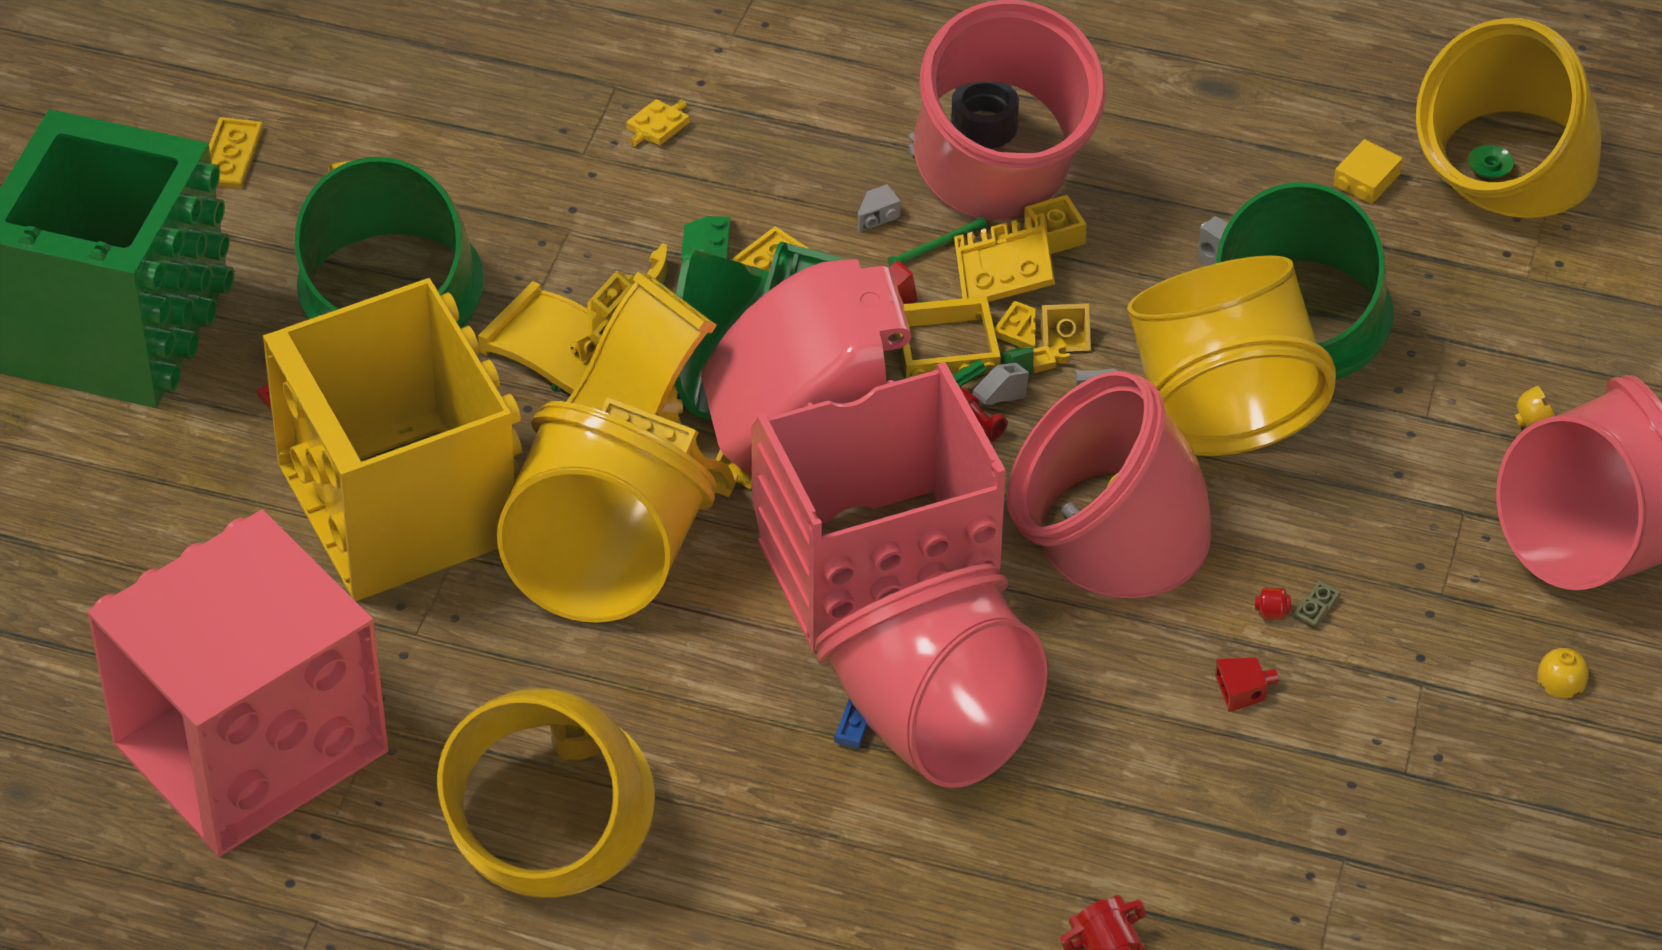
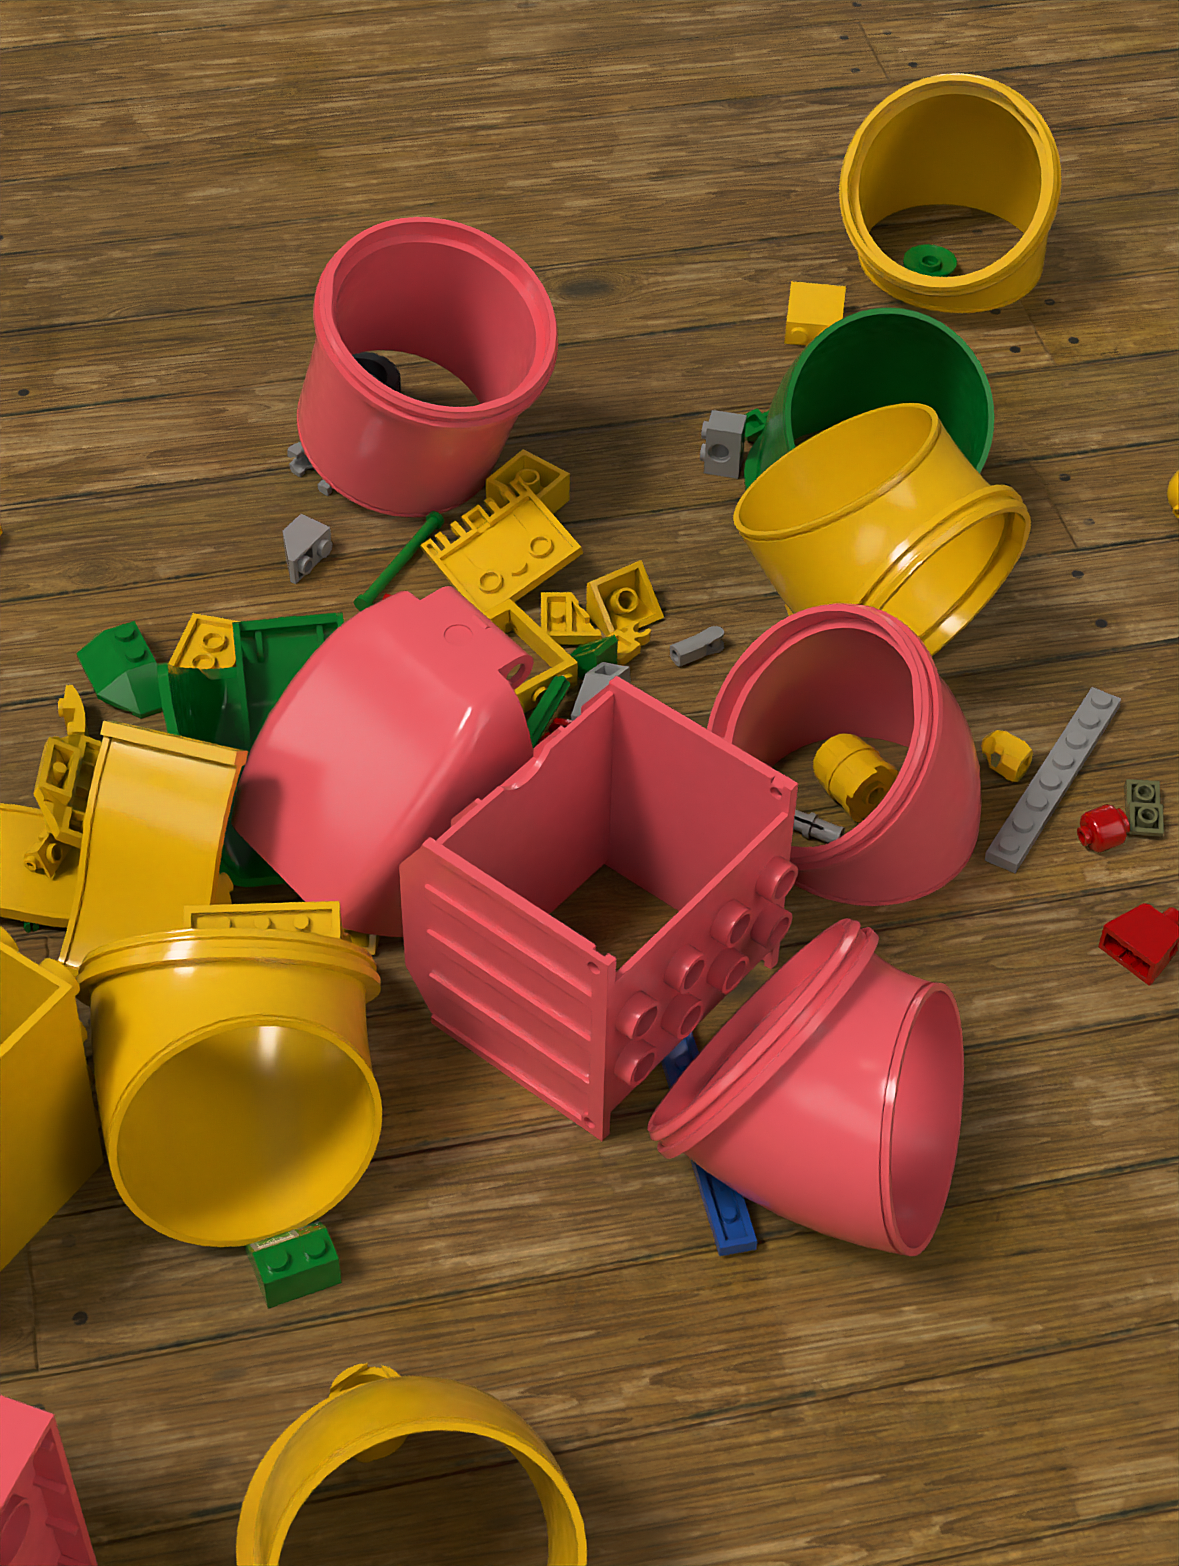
camera: 30 degrees left, 0 degrees up
(587, 640) = (294, 1263): none -> green slope
(1248, 533) = (1007, 754): none -> yellow rock
(1272, 561) = (1052, 780): none -> light grey plate

